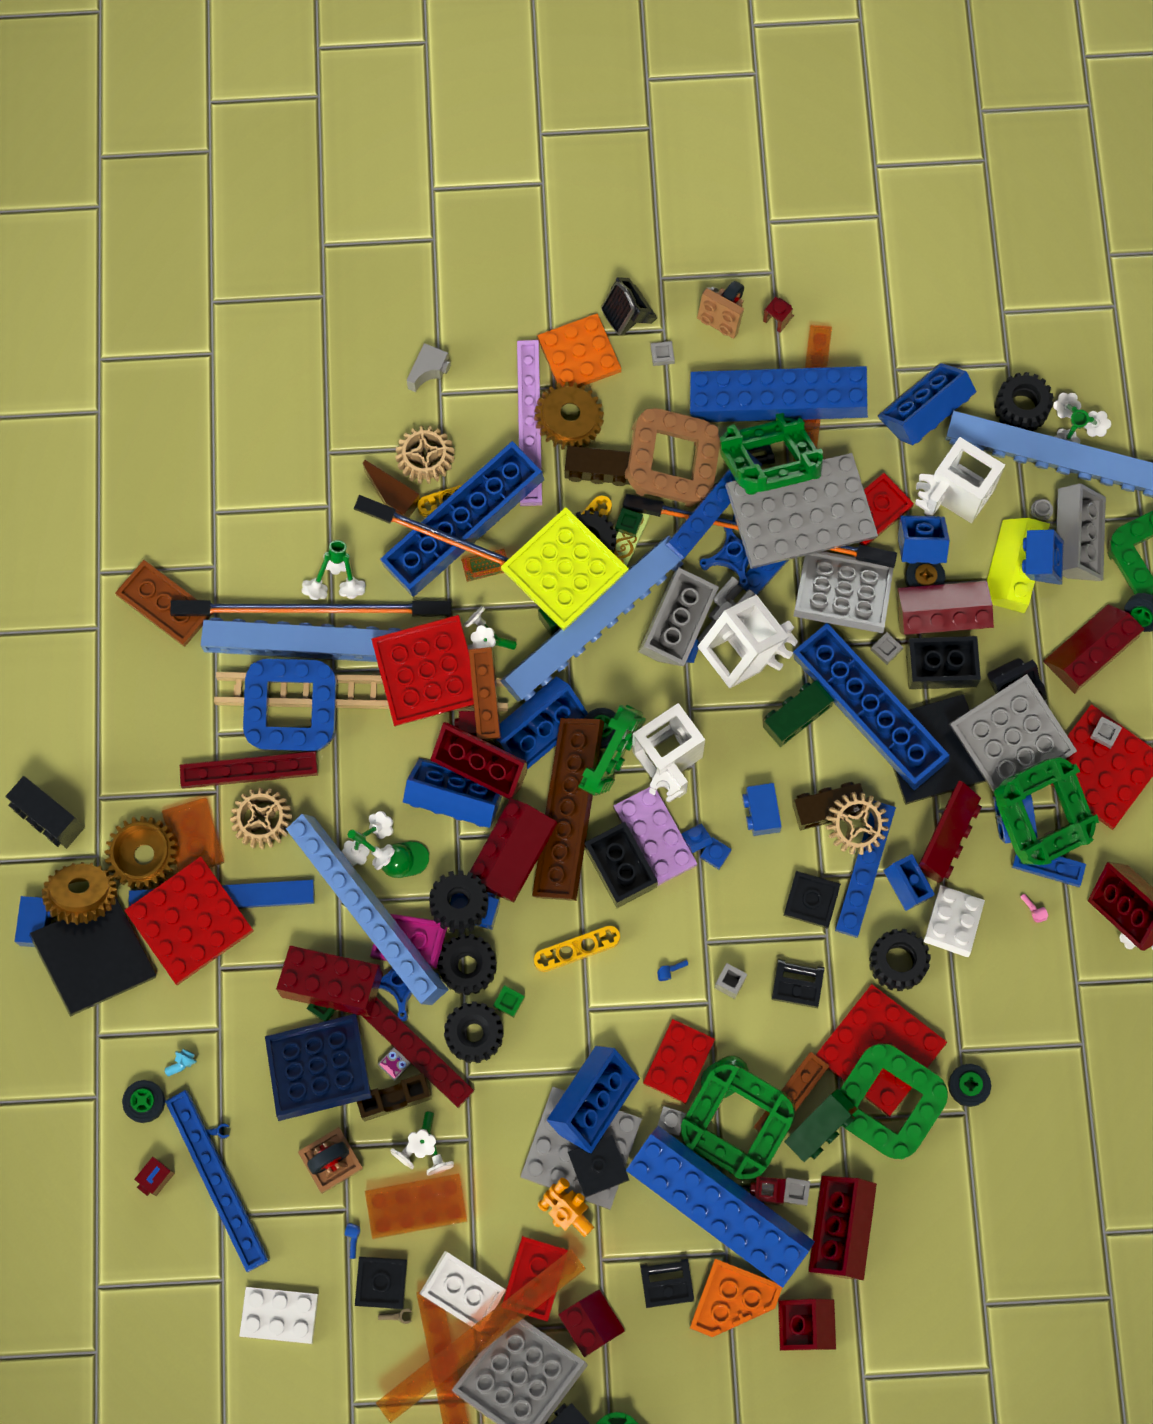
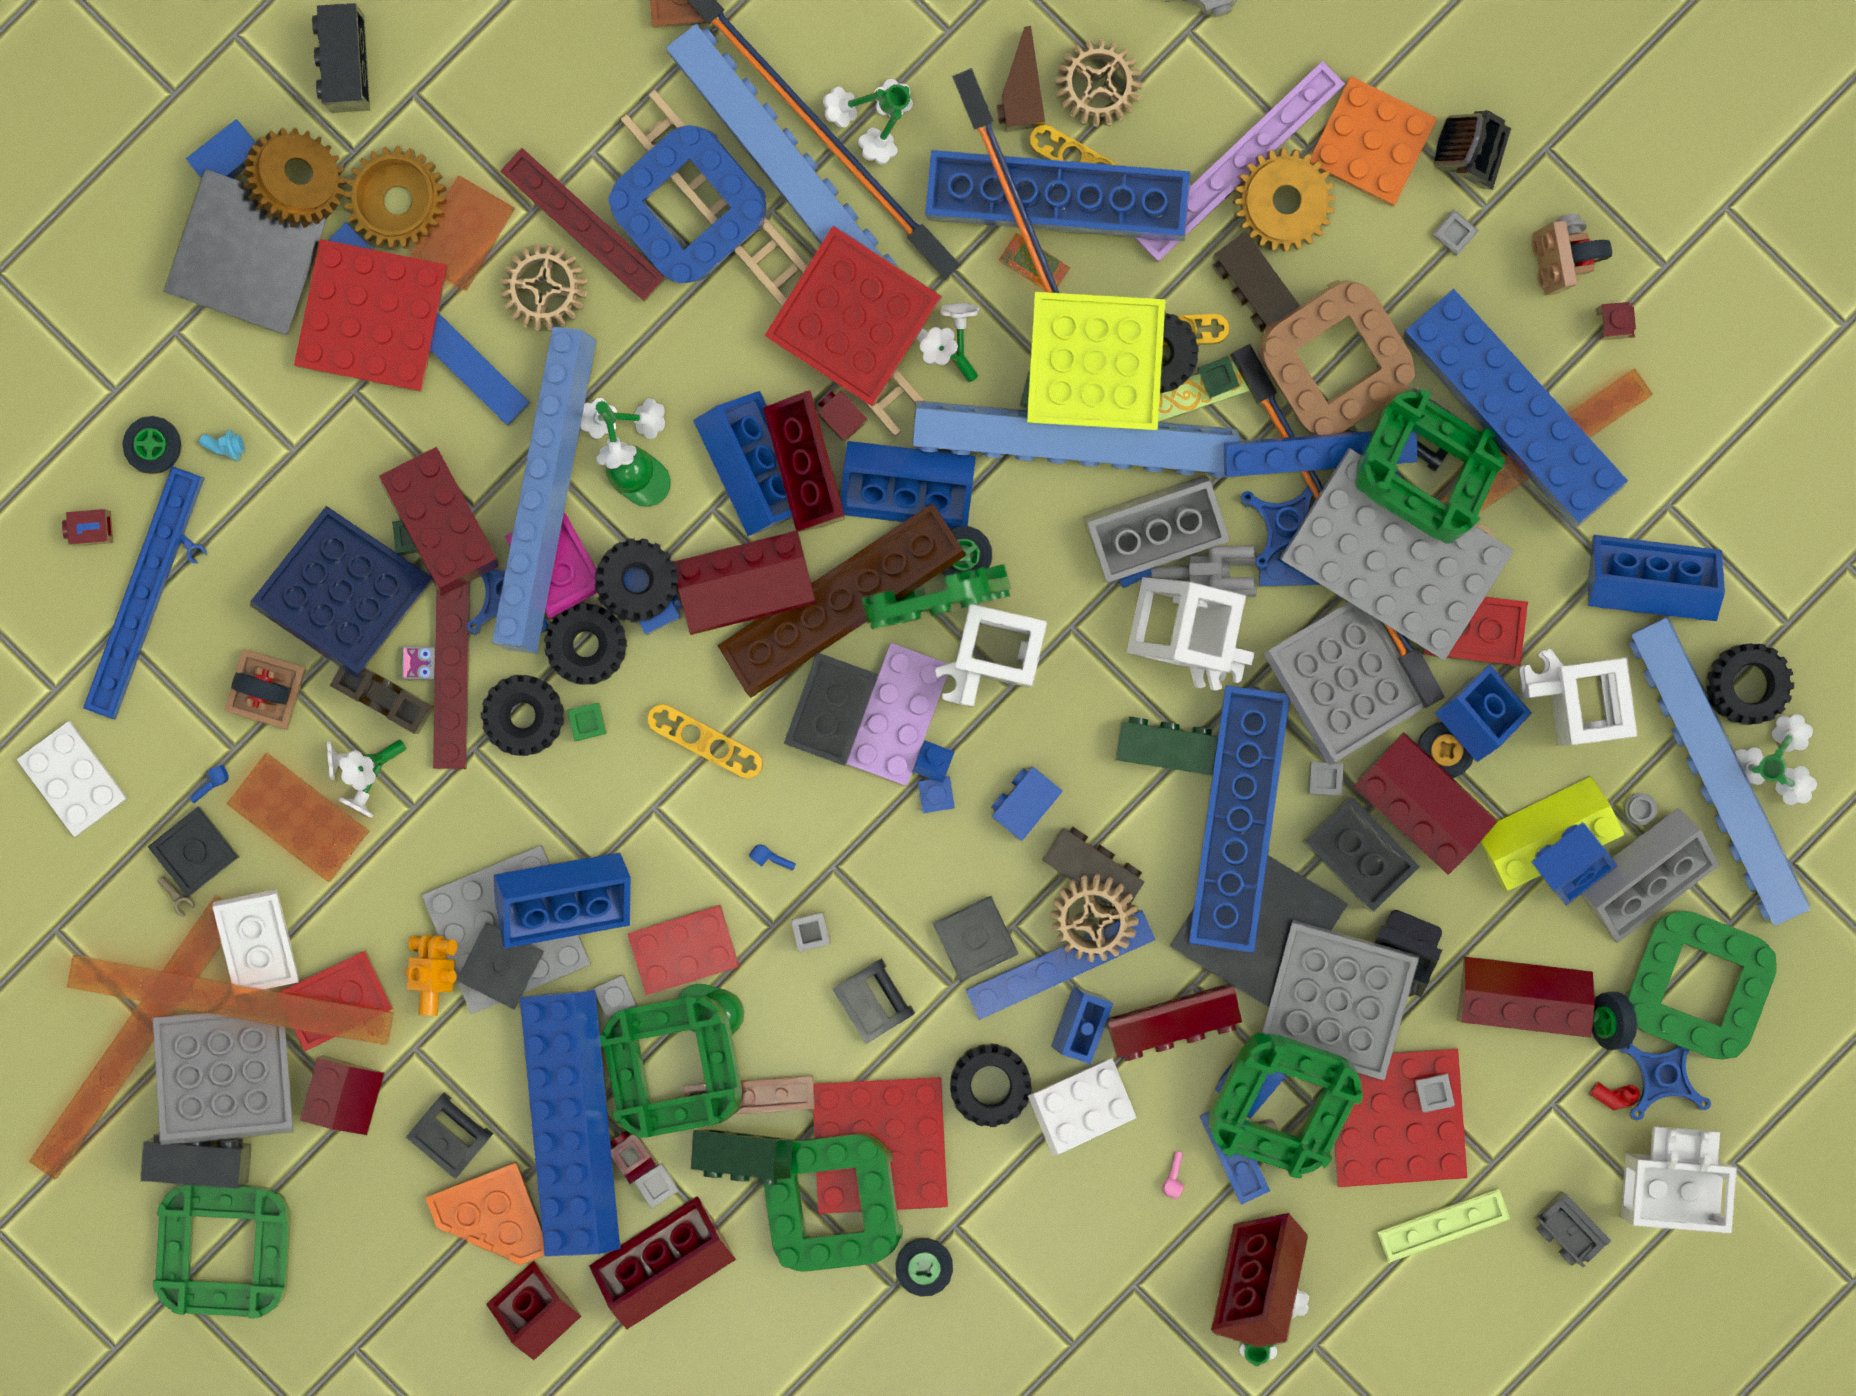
camera: 45 degrees right, 15 degrees up
(484, 693) = (880, 403): dark orange plate -> none

